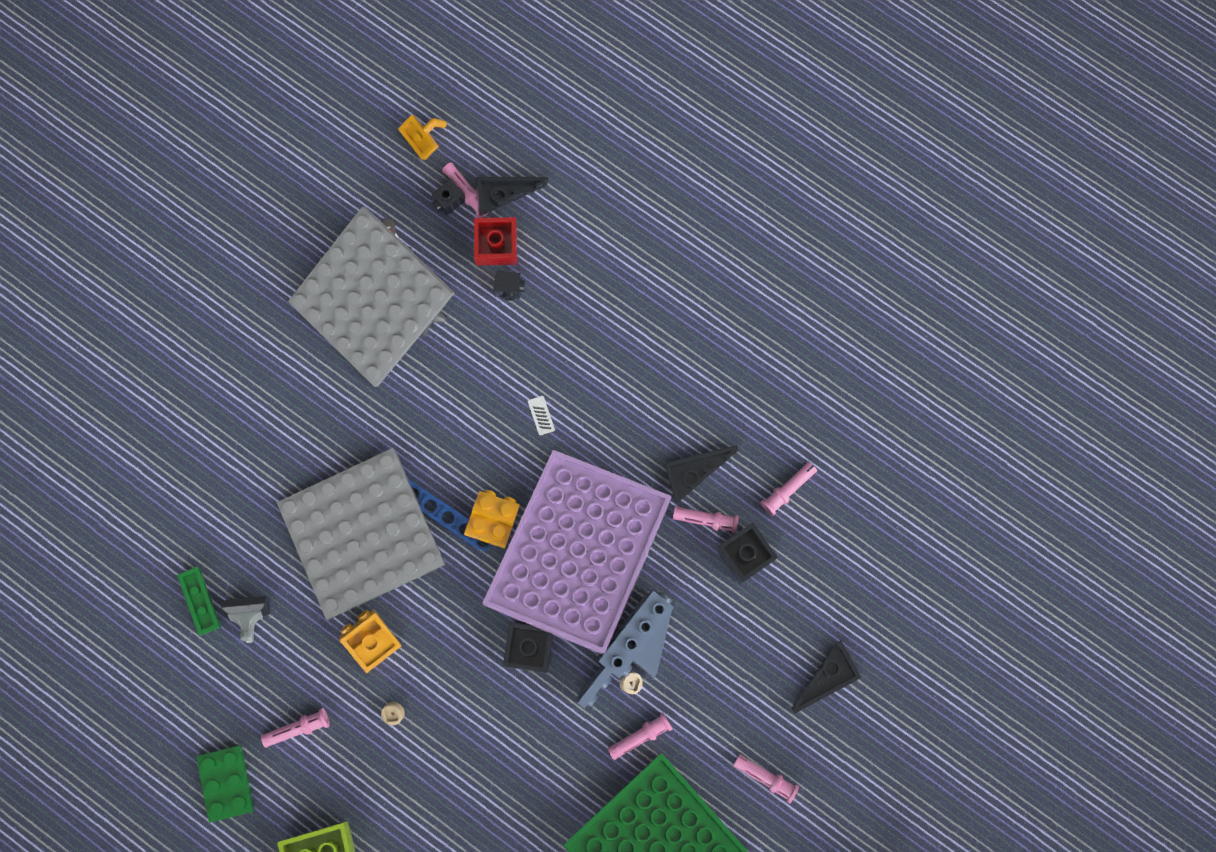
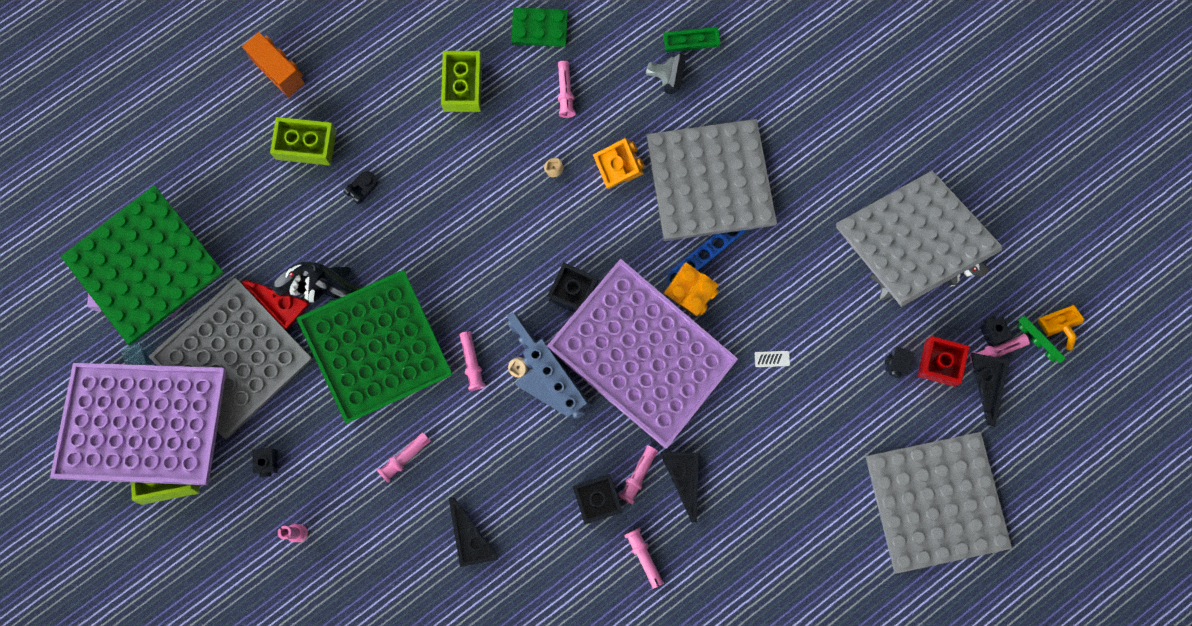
camera: 110 degrees right, 0 degrees up
(444, 153) = (1040, 340): none -> green plate
(640, 215) = (938, 502): none -> light grey plate

